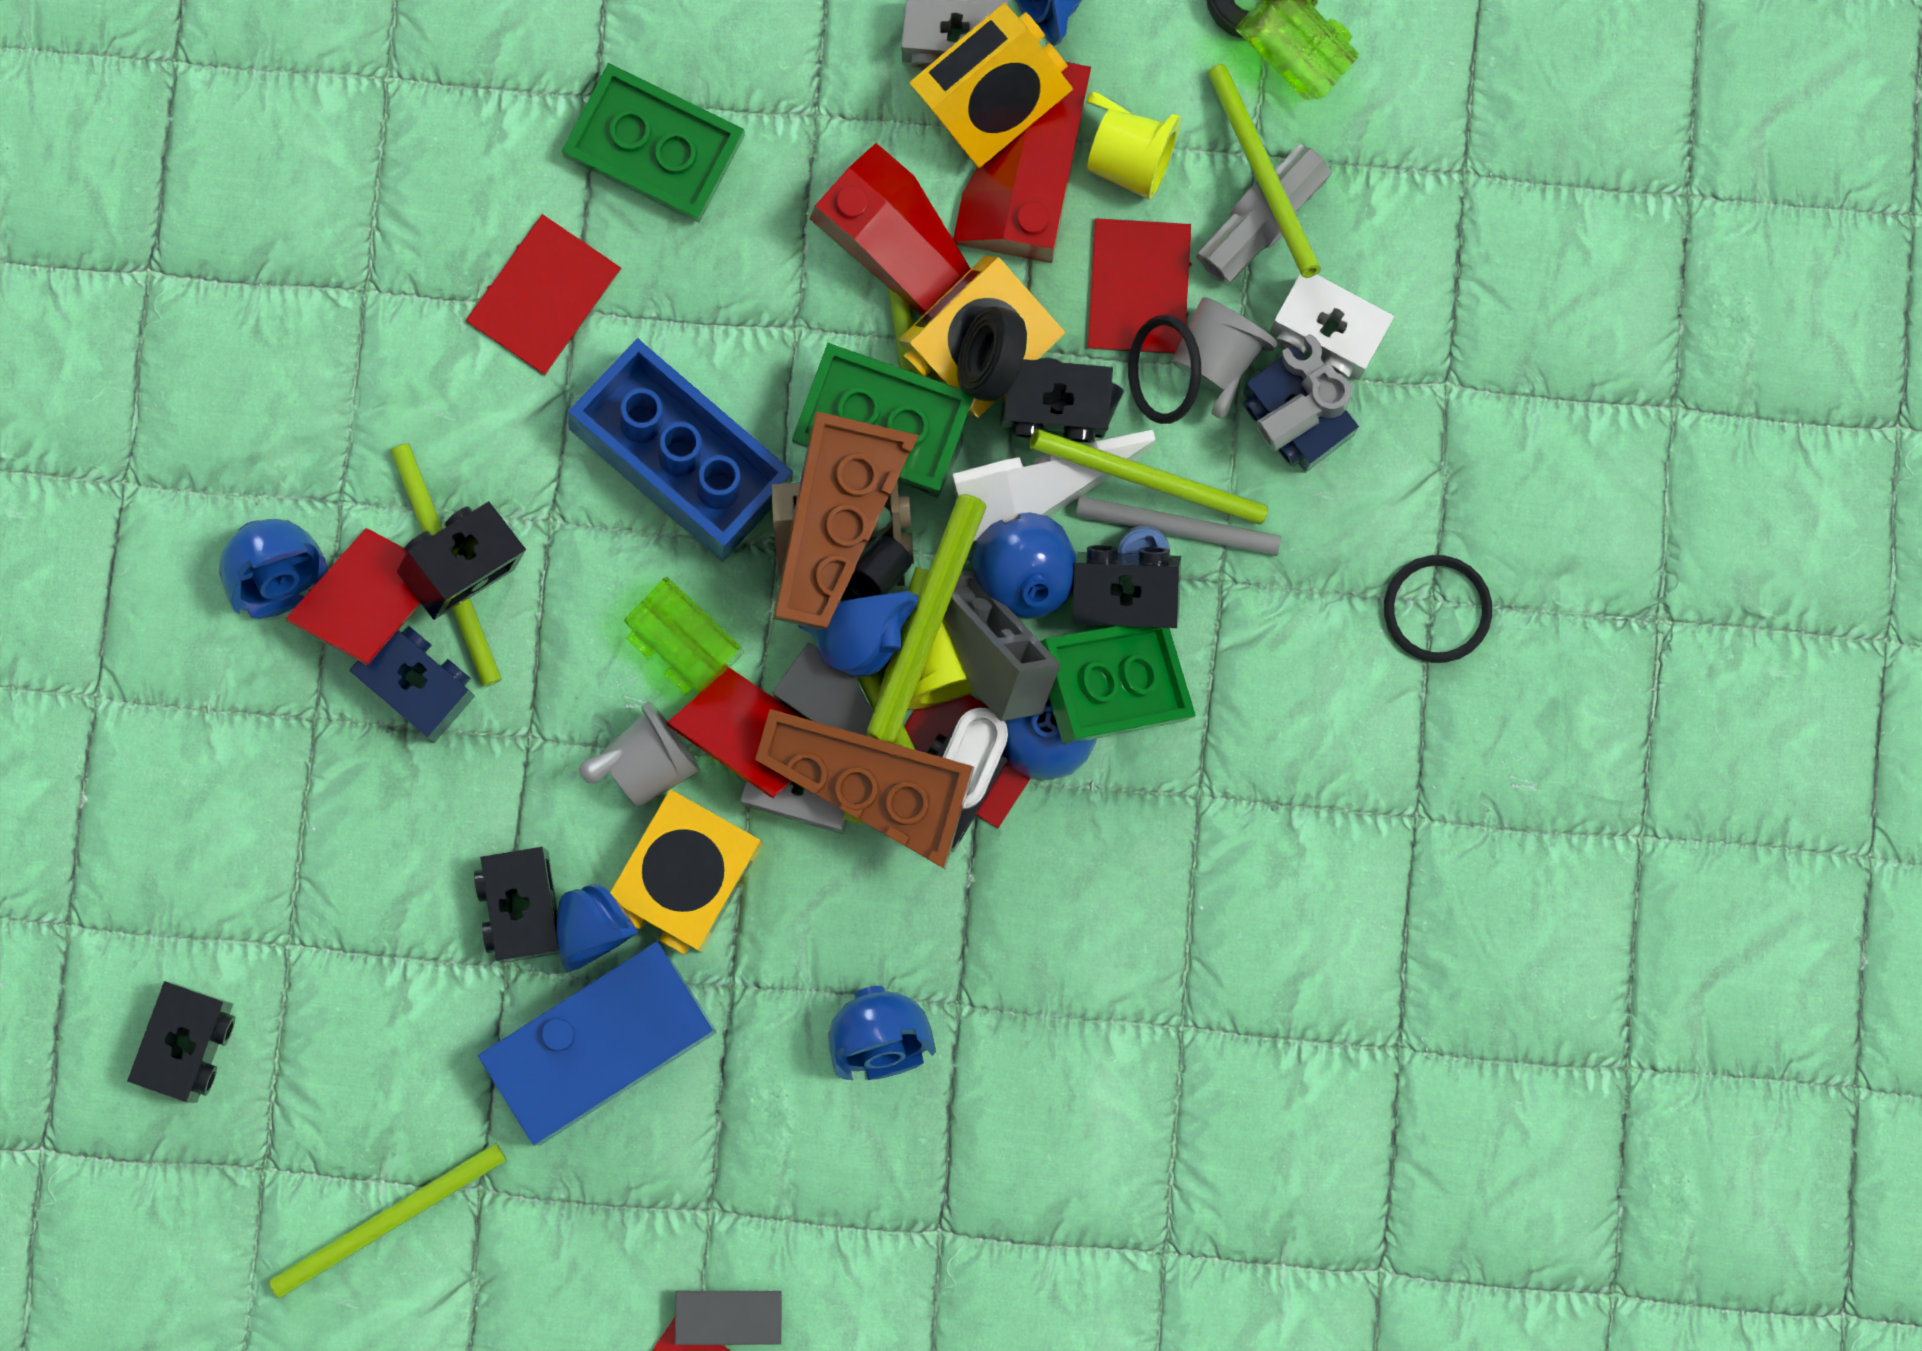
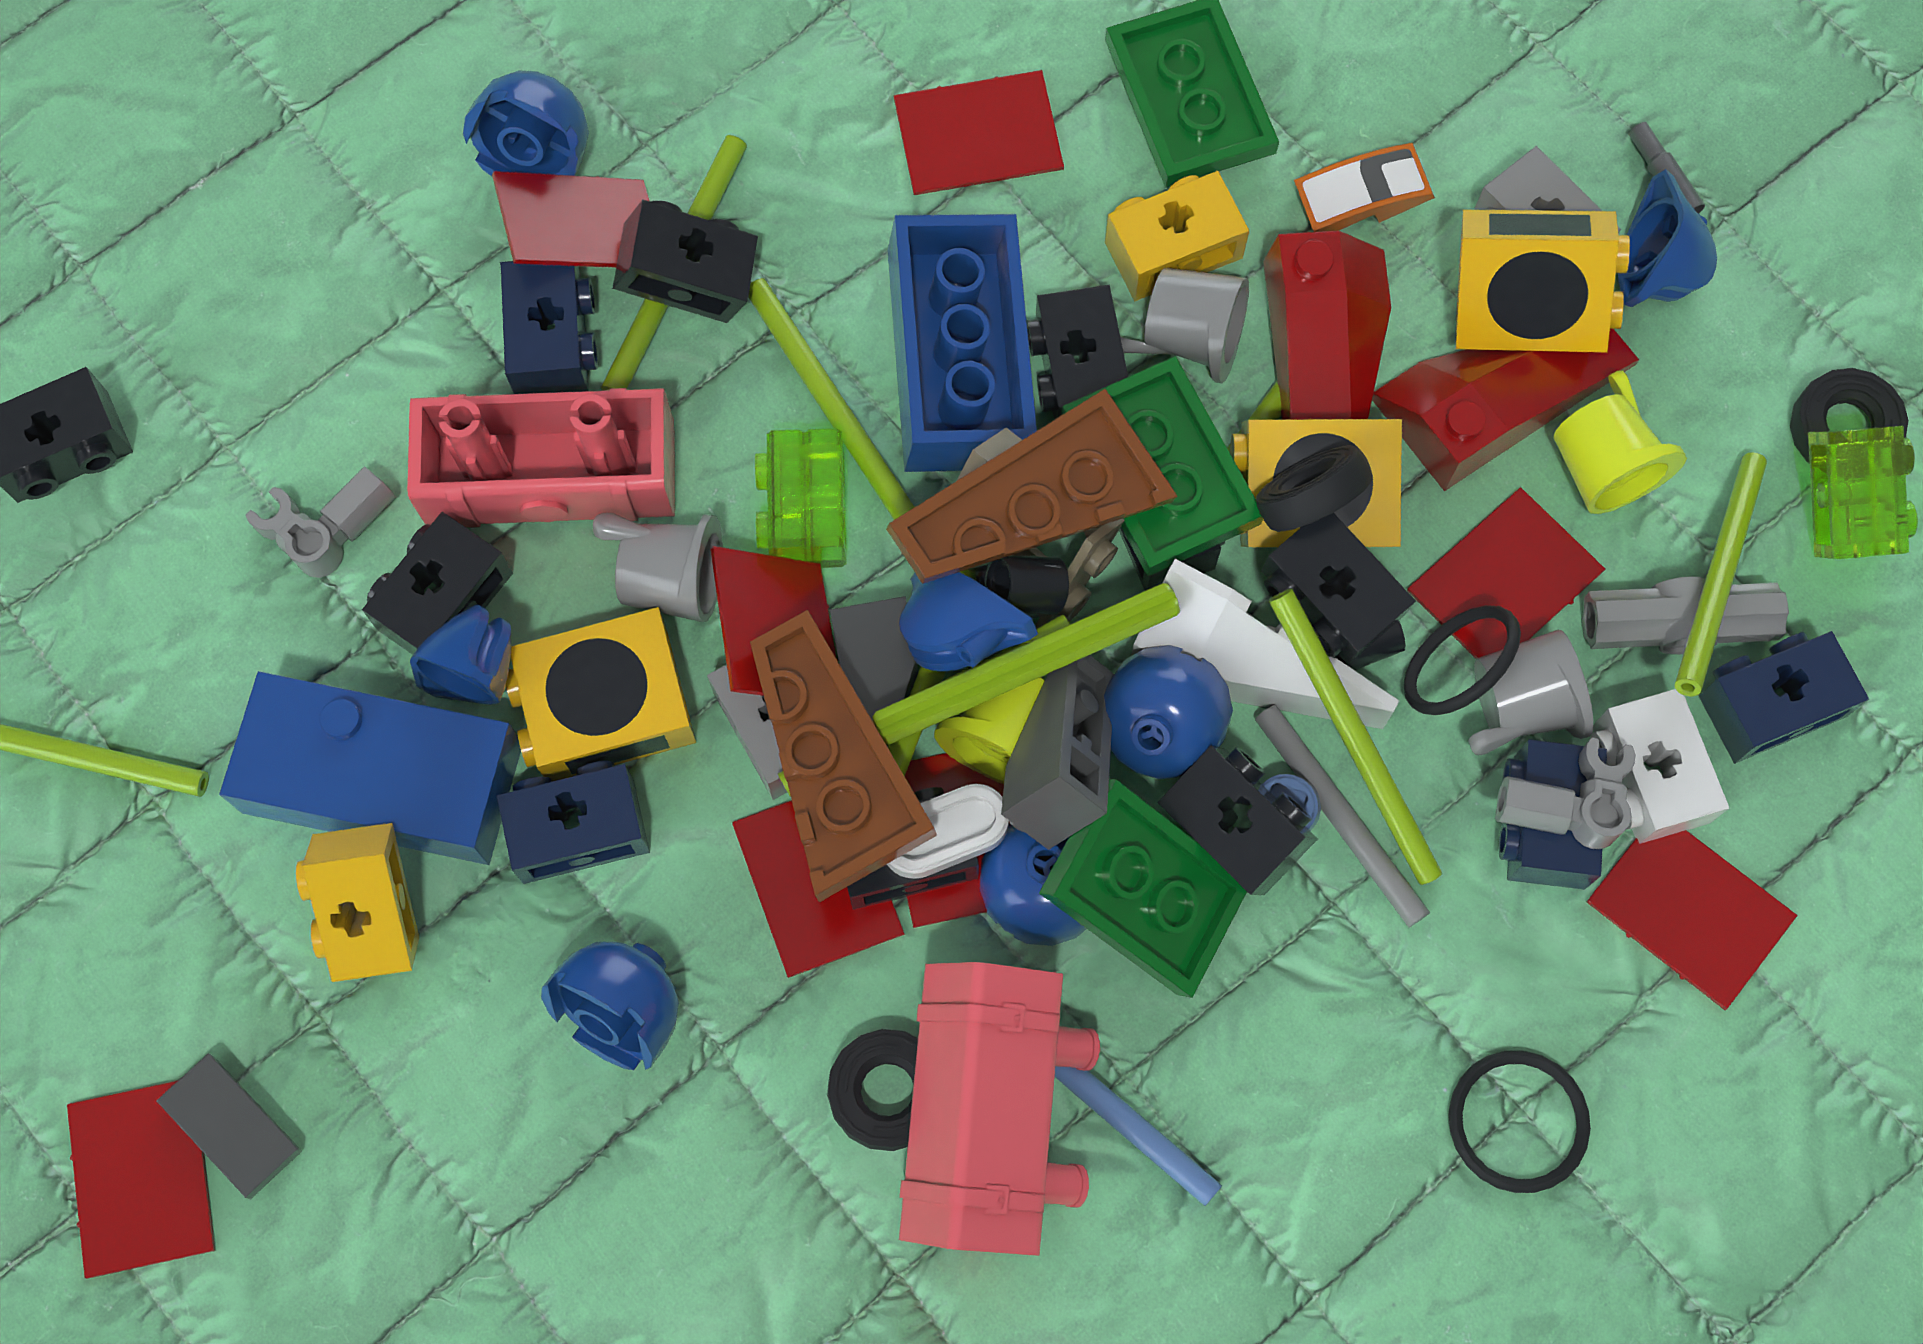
camera: 45 degrees right, 10 degrees down
(415, 949) = (317, 544): none -> light grey bar
(503, 765) = (542, 456): none -> coral piece
(636, 560) = (829, 399): none -> lime piece
(677, 1123) = (359, 902): none -> yellow brick
(738, 281) = (1182, 229): none -> yellow brick
(745, 364) = (1075, 325): none -> black brick
(773, 944) = (607, 831): none -> dark blue brick
(805, 300) = (1195, 319): none -> light grey hat
(823, 109) = (1364, 186): none -> slope
(911, 878) = (802, 927): none -> red window
(1077, 901) = (846, 1081): none -> black tyre
(1147, 890) = (986, 1109): none -> coral piece
(1181, 823) = (1139, 1133): none -> medium blue piece
(1380, 188) = (1817, 689): none -> dark blue brick
(1425, 391) = (1693, 912): none -> red window

